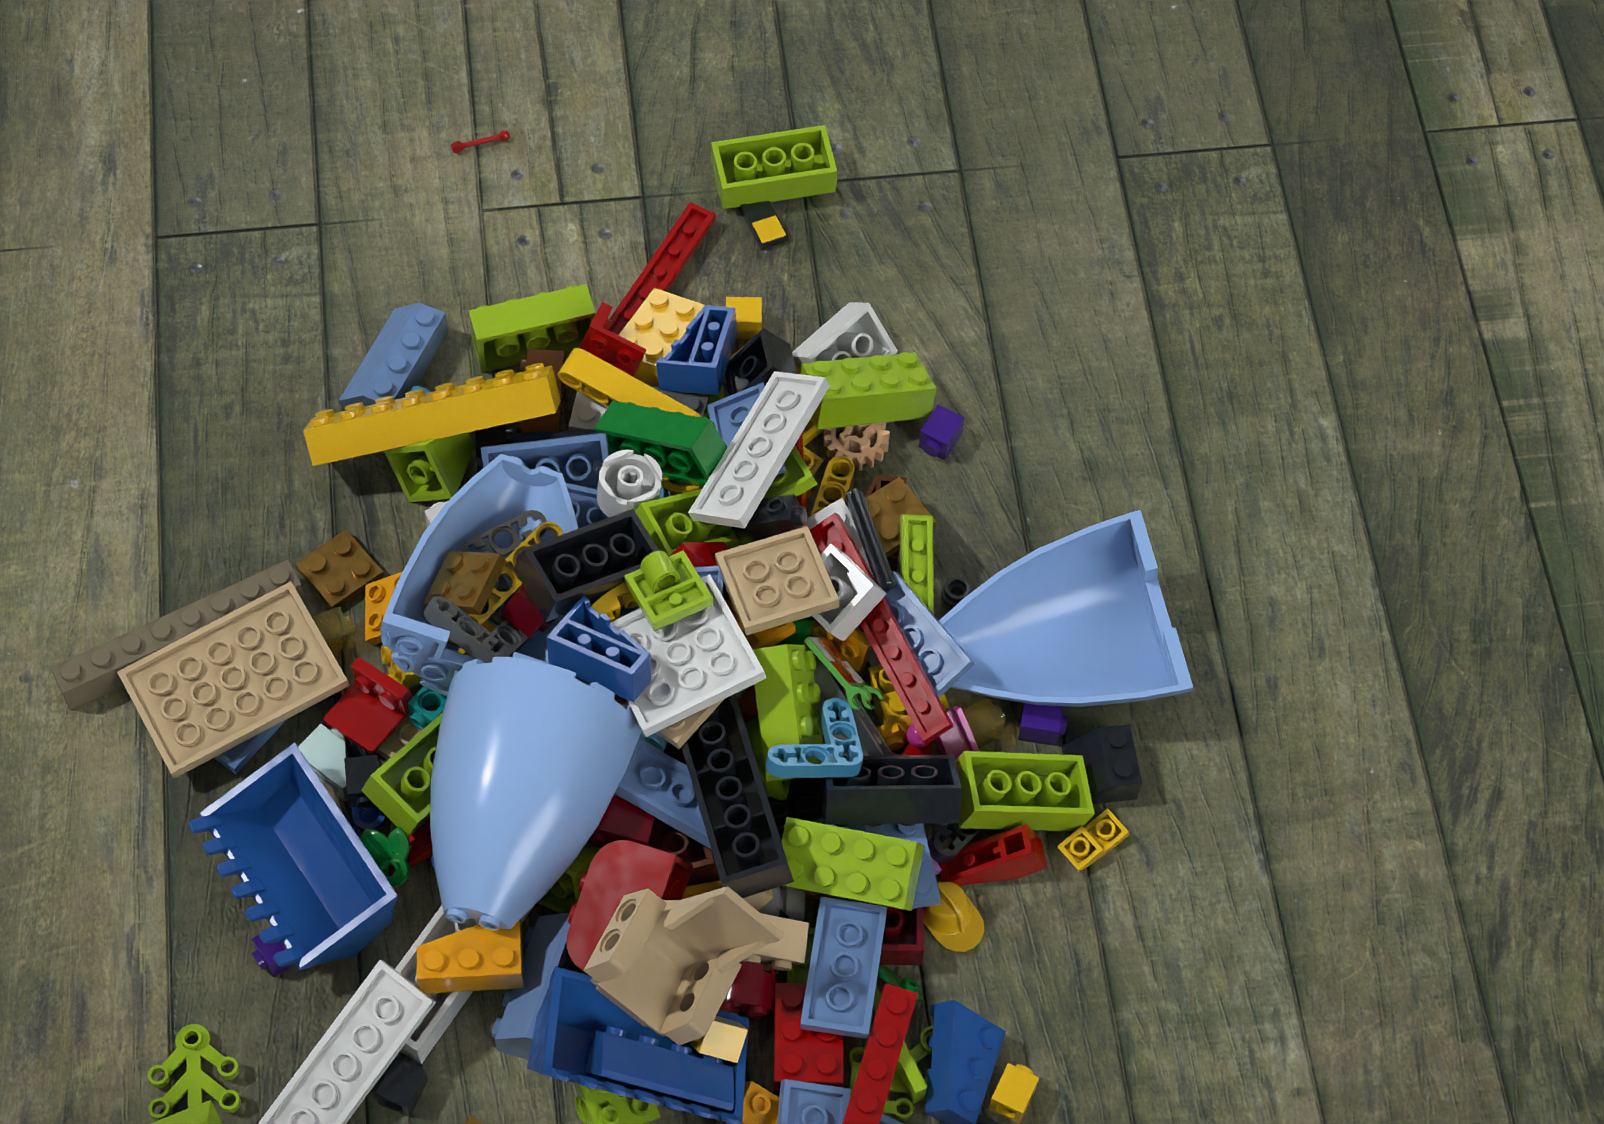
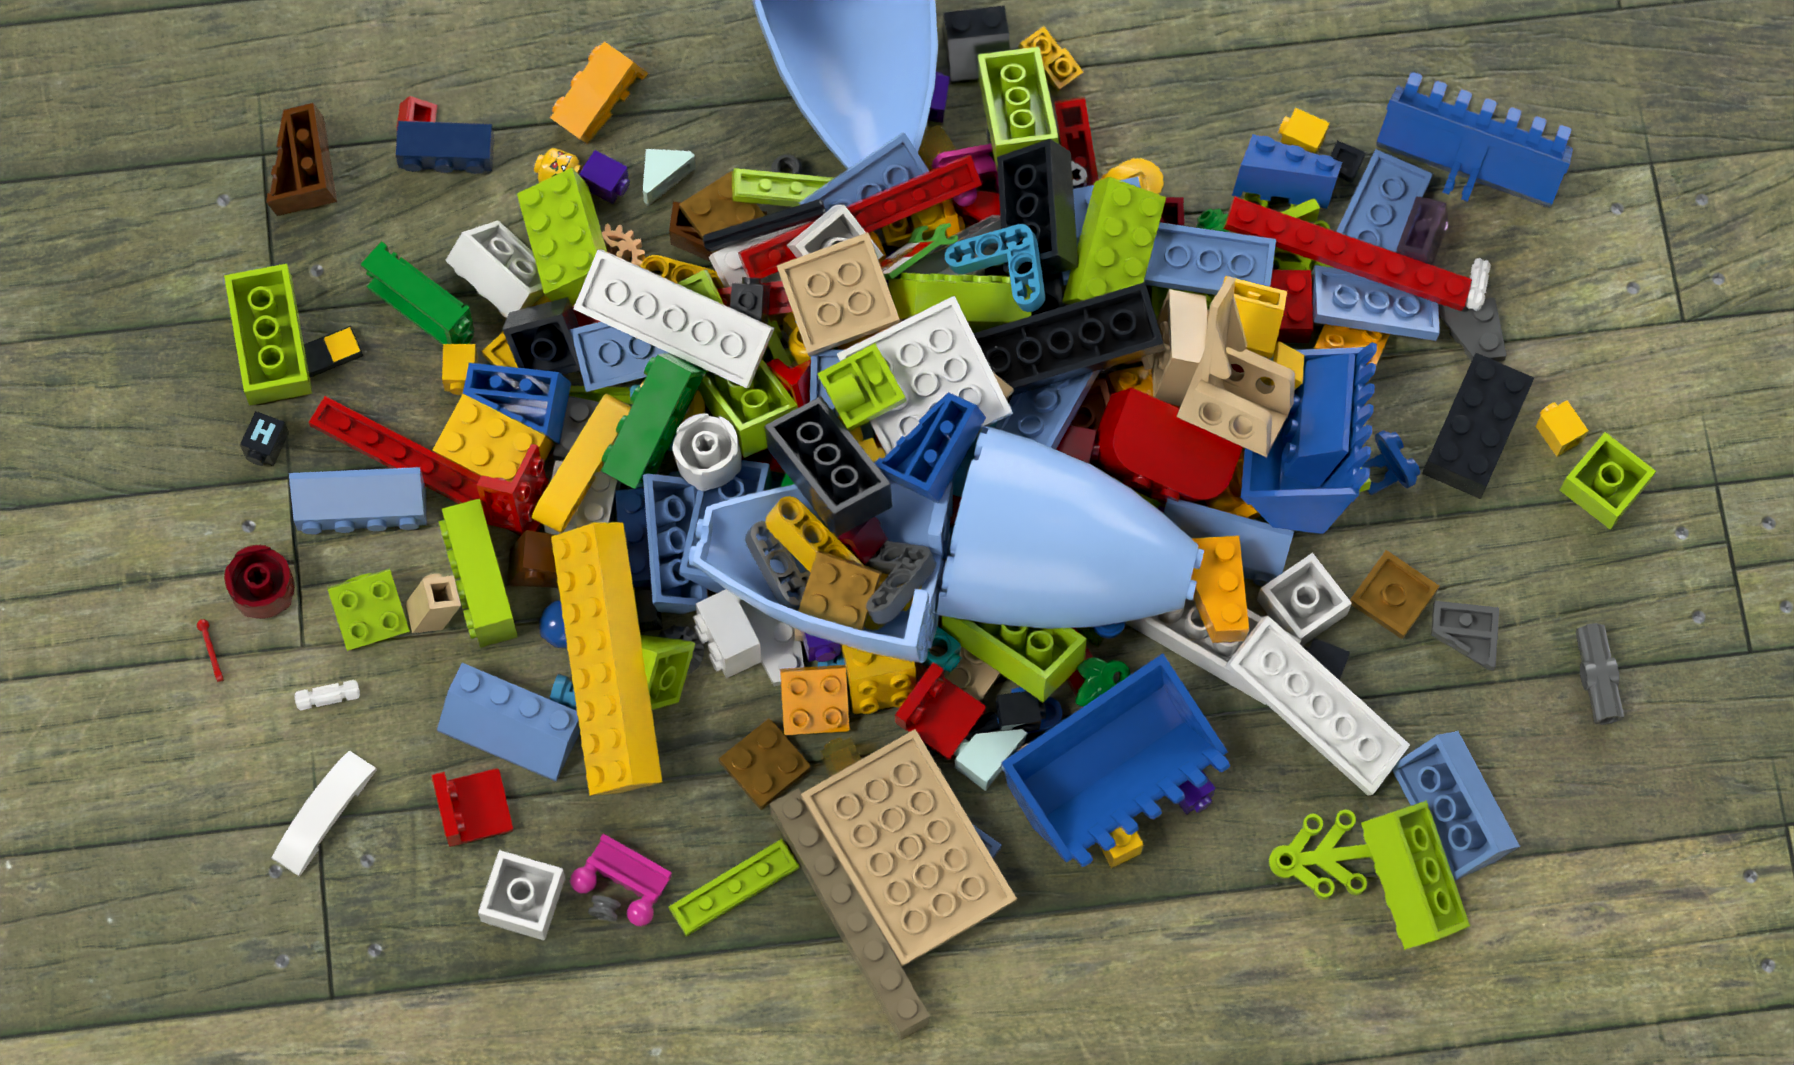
camera: 90 degrees left, 10 degrees up
(209, 436) = (604, 908): none -> dark grey bush
(217, 538) = (734, 887): none -> lime tile
(220, 885) = (1125, 849): none -> yellow brick
(224, 366) = (521, 895): none -> white brick
(243, 454) = (630, 871): none -> dark pink gear
(315, 328) = (472, 806): none -> red bracket
(326, 222) = (322, 811): none -> white slope
(432, 225) = (327, 694): none -> white axle
(468, 1064) = (1304, 599): none -> white brick
(505, 285) = (433, 603): none -> tan brick
(508, 249) = (368, 609): none -> lime plate
(536, 167) = (242, 579): none -> dark red brick
(608, 238) = (358, 500): none -> medium blue slope
(674, 170) = (264, 439): none -> black brick
(772, 996) = (1260, 314): none -> yellow slope
(807, 276) = (418, 297): none -> green door
(946, 480) = (664, 170): none -> light aqua slope
(947, 191) = (302, 164): none -> reddish brown wedge
(950, 390) = (555, 162): none -> yellow head
(967, 303) = (444, 146): none -> dark blue brick
(1002, 286) = (417, 110): none -> red slope
(1032, 423) = (596, 92): none -> light orange wedge

